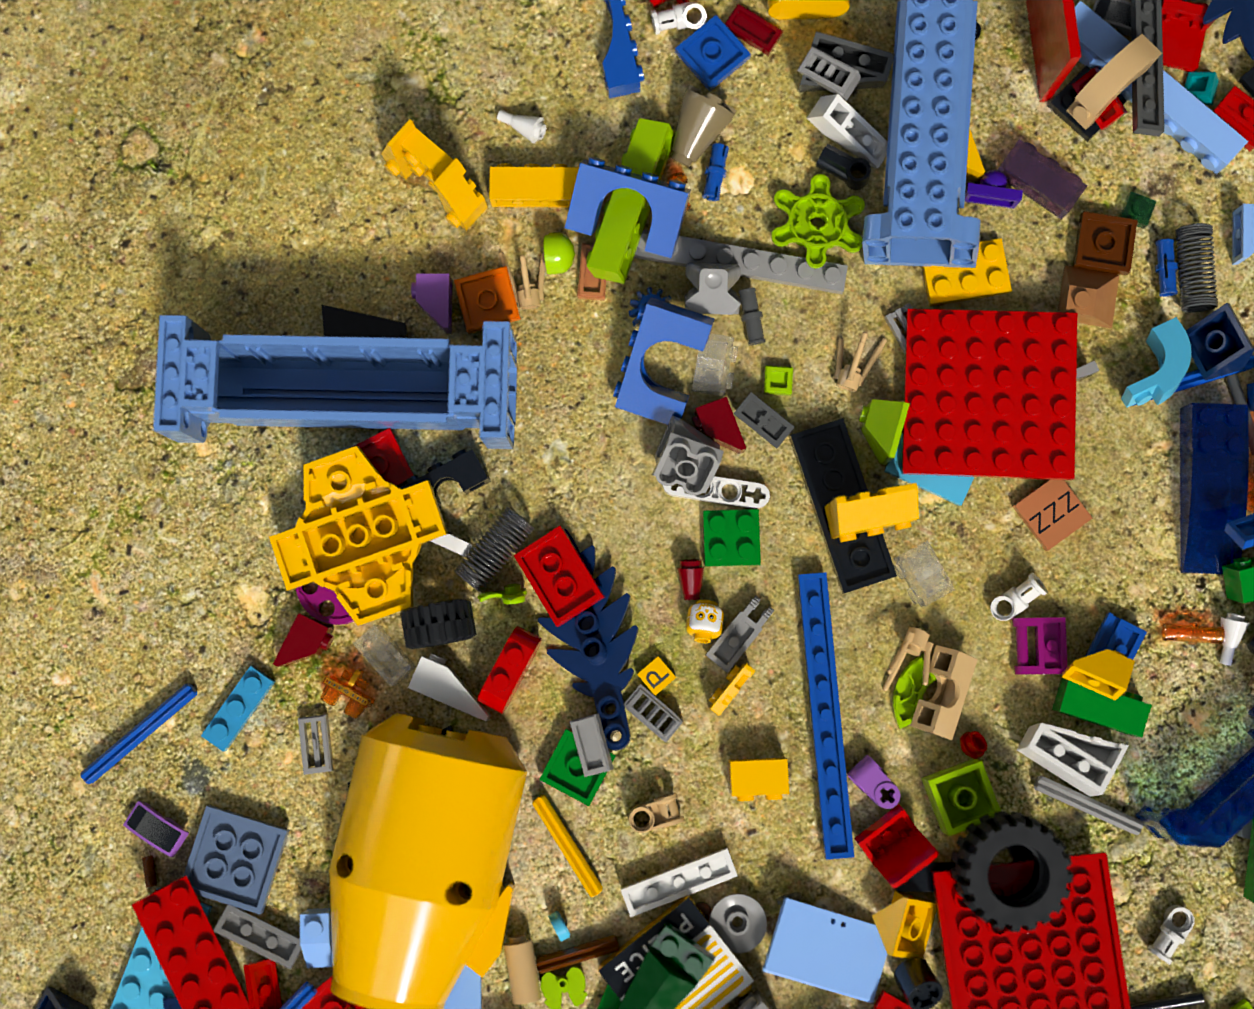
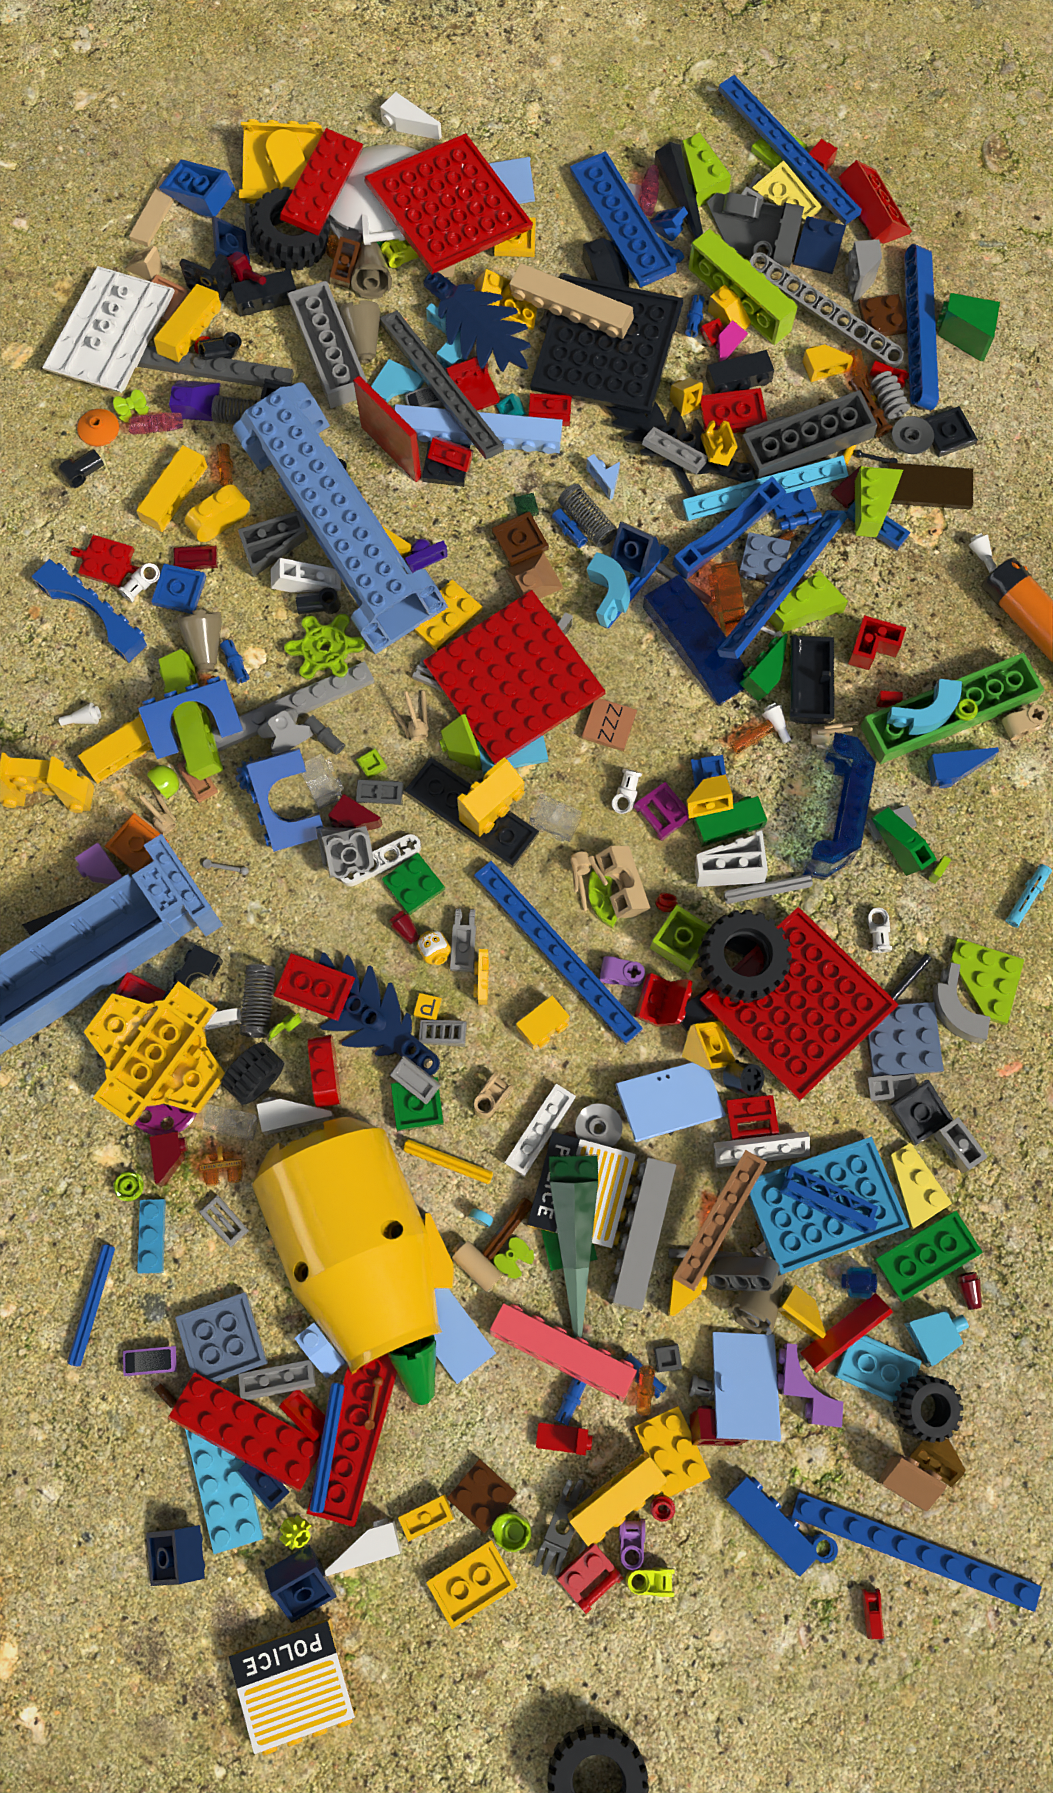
camera: 40 degrees left, 10 degrees down
(240, 641) = (121, 1183): none -> lime plate
(543, 370) = (208, 864): none -> light grey hinge
(834, 87) = (264, 541): light grey slope -> none
(1042, 179) = (451, 526): clear purple brick -> none
(1112, 80) = (448, 435): tan arch -> none

